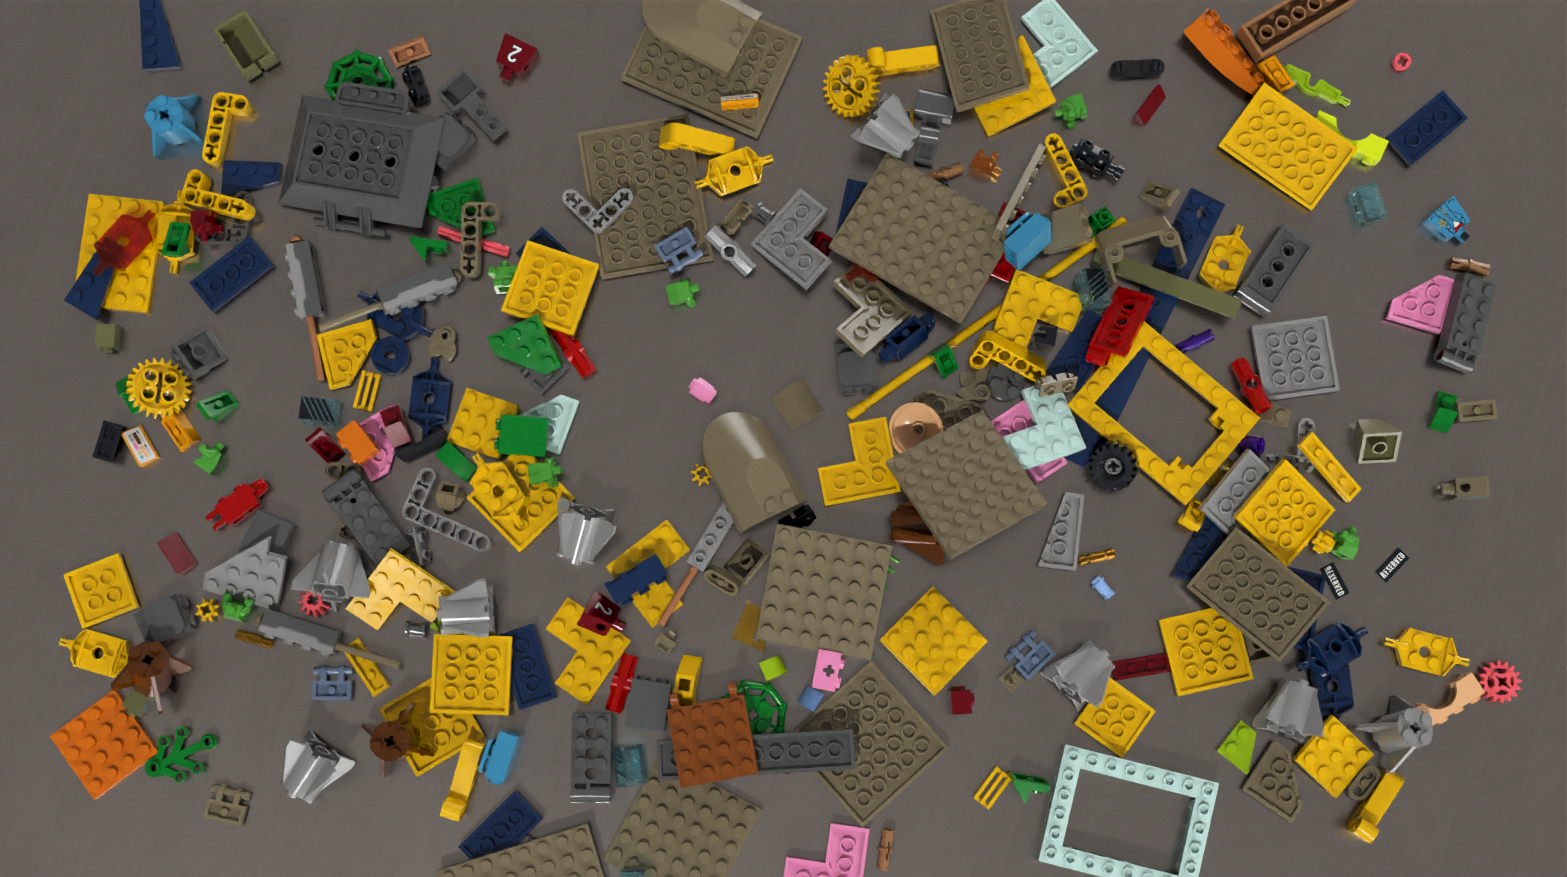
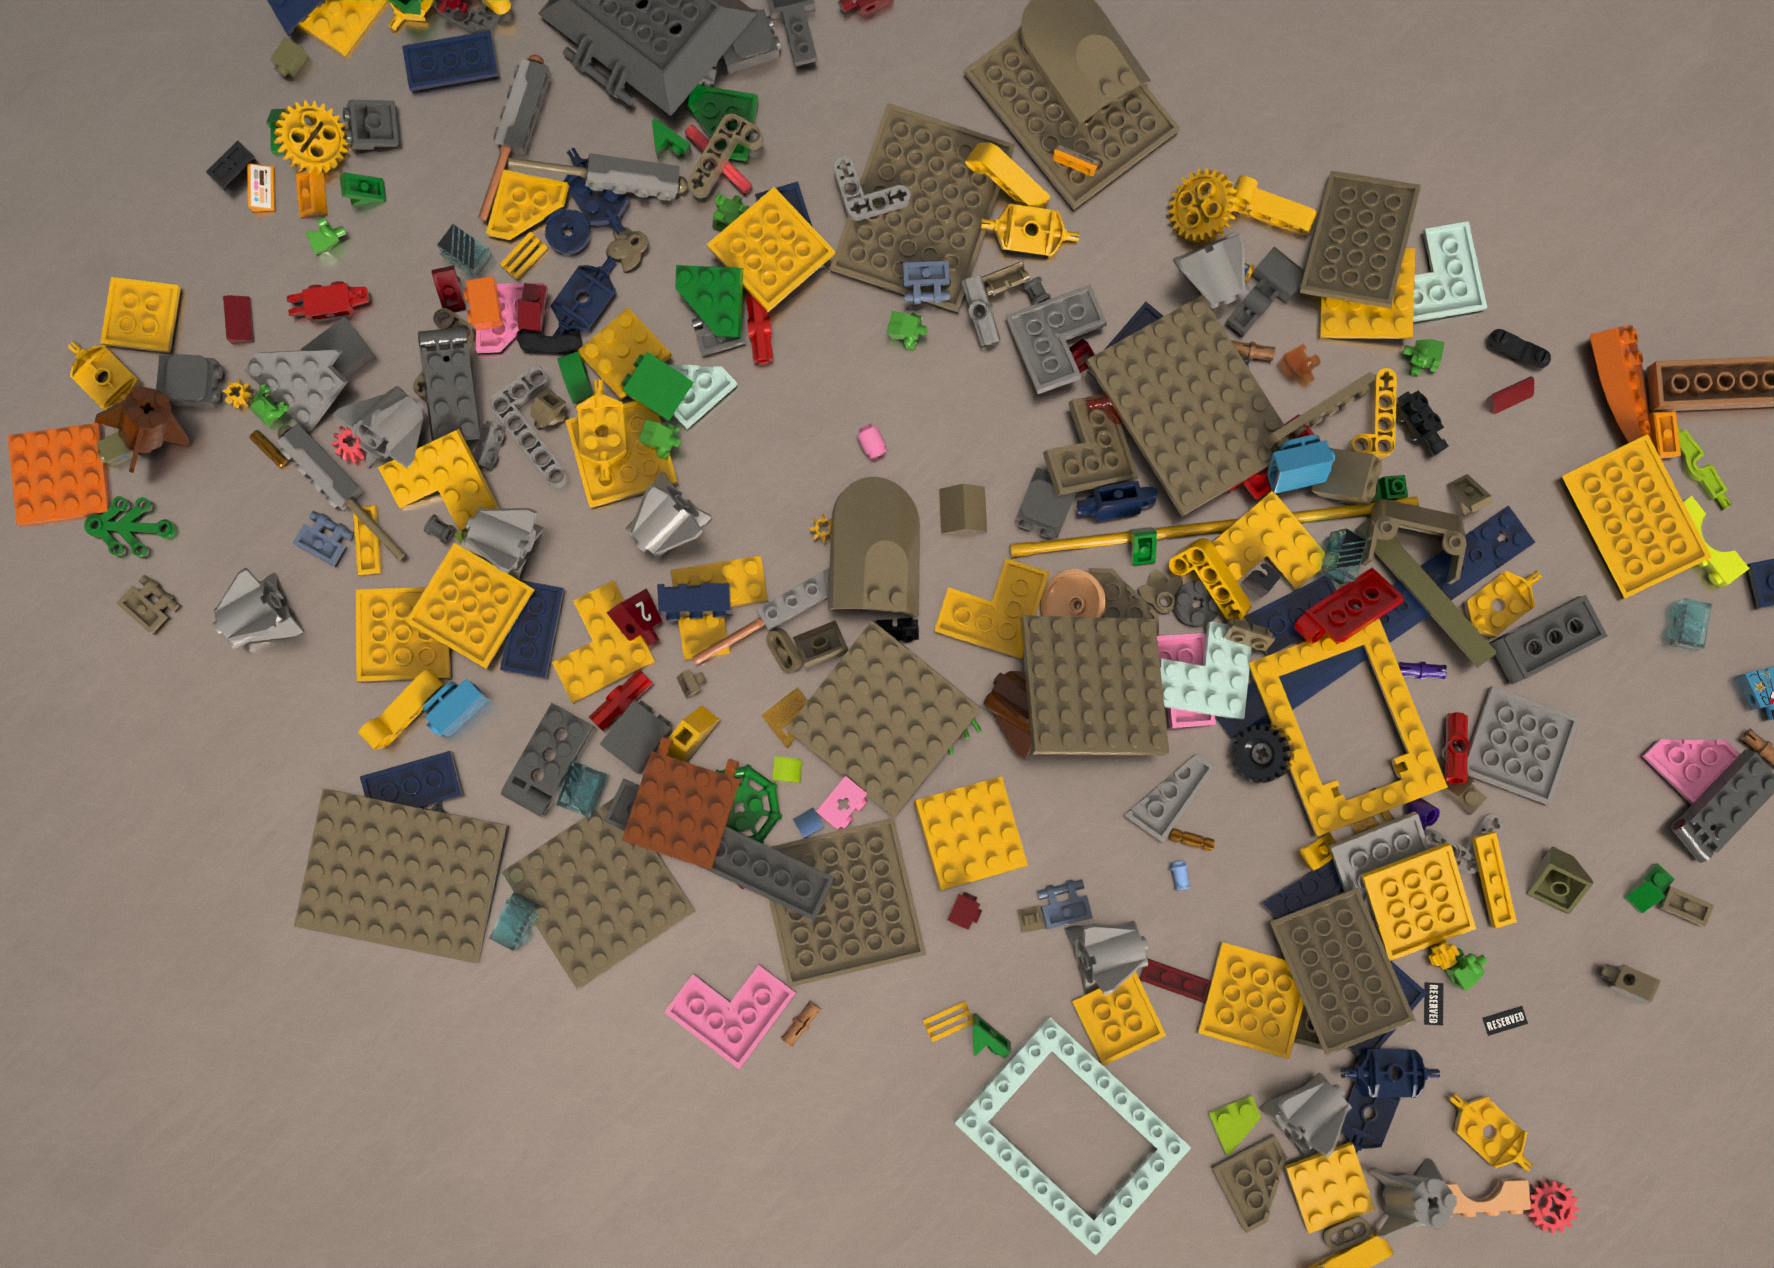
camera: 25 degrees right, 0 degrees up
(400, 731) = (354, 629): reddish brown brick -> none

